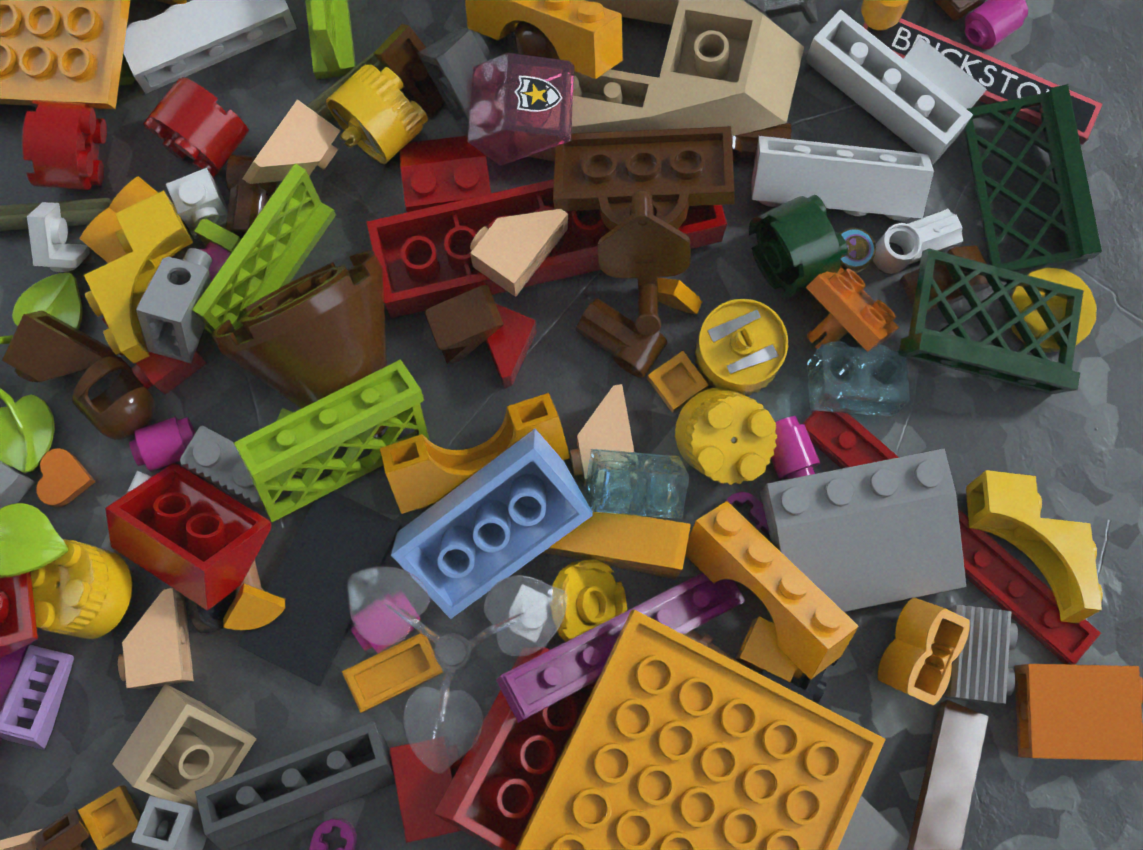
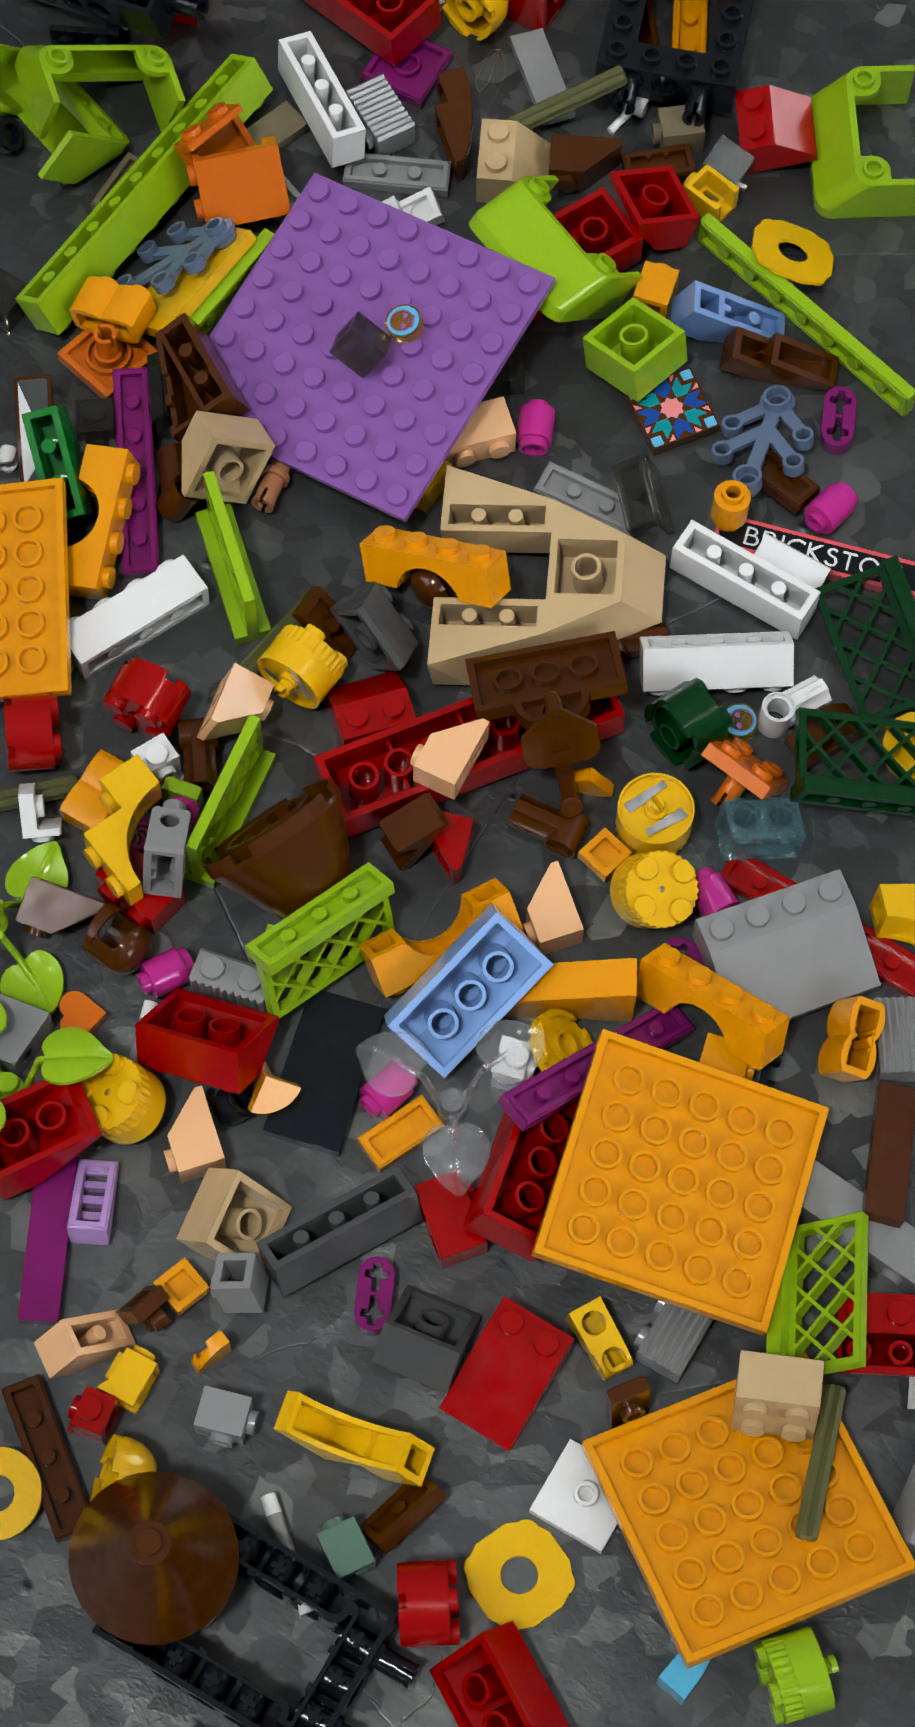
camera: 10 degrees left, 10 degrees down
(520, 106) = (432, 639): clear pink slope -> none
(636, 483) = (585, 936): clear light blue brick -> none

